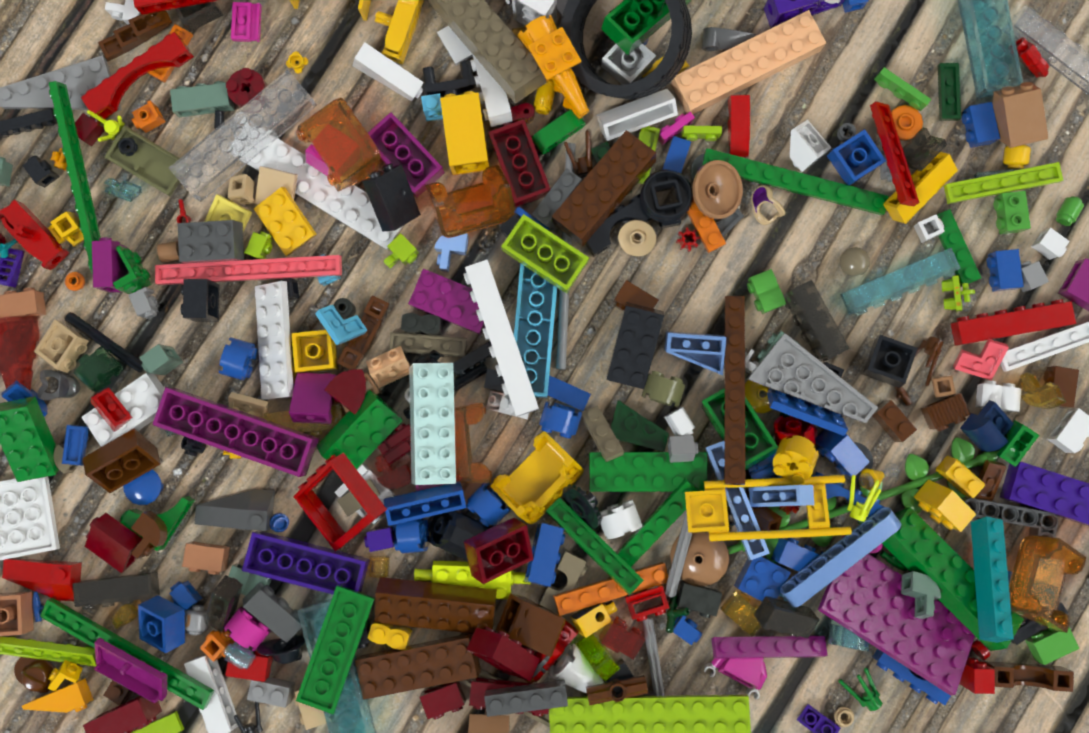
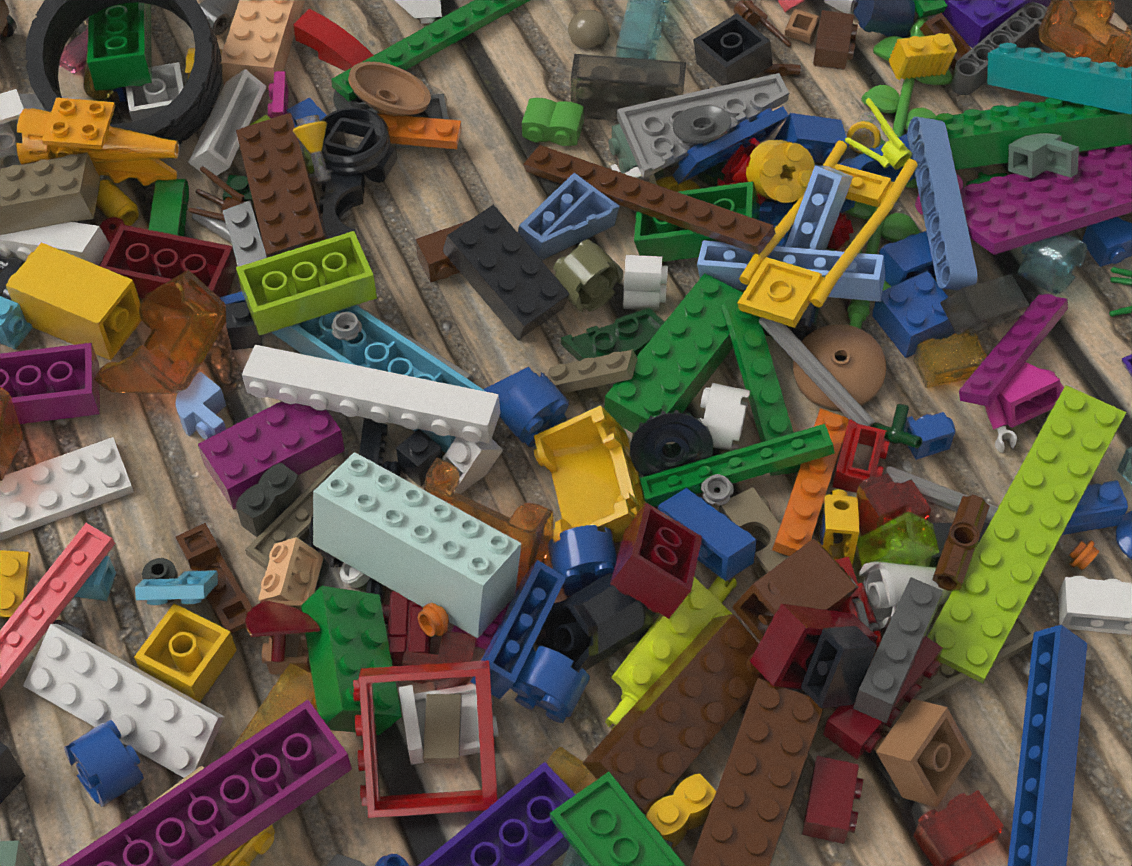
camera: 60 degrees left, 30 degrees down
(310, 400) = (251, 689): magenta panel -> none
(380, 538) = (526, 725): dark purple brick -> none
(391, 197) = (70, 418): black piece -> none
(402, 250) = (151, 467): lime brick -> none
(403, 458) = (433, 620): none -> orange plate
(493, 677) = (838, 666): none -> black brick
(531, 292) = (343, 321): none -> light grey plate
(570, 551) = (717, 481): none -> light grey plate
(633, 245) = (383, 196): tan dish -> none
(646, 177) = (311, 134): none -> piece
(682, 448) = (678, 286): light grey brick -> none
(685, 235) = (422, 160): red gear -> none
(699, 599) = (900, 386): pearl dark grey brick -> none
(709, 133) = (308, 80): lime plate -> none
(760, 196) = (435, 71): tan piece -> none
(805, 387) = (702, 124): none -> dark grey dish
(893, 421) = (811, 87): reddish brown brick -> none
(944, 506) = (947, 83): yellow brick -> none

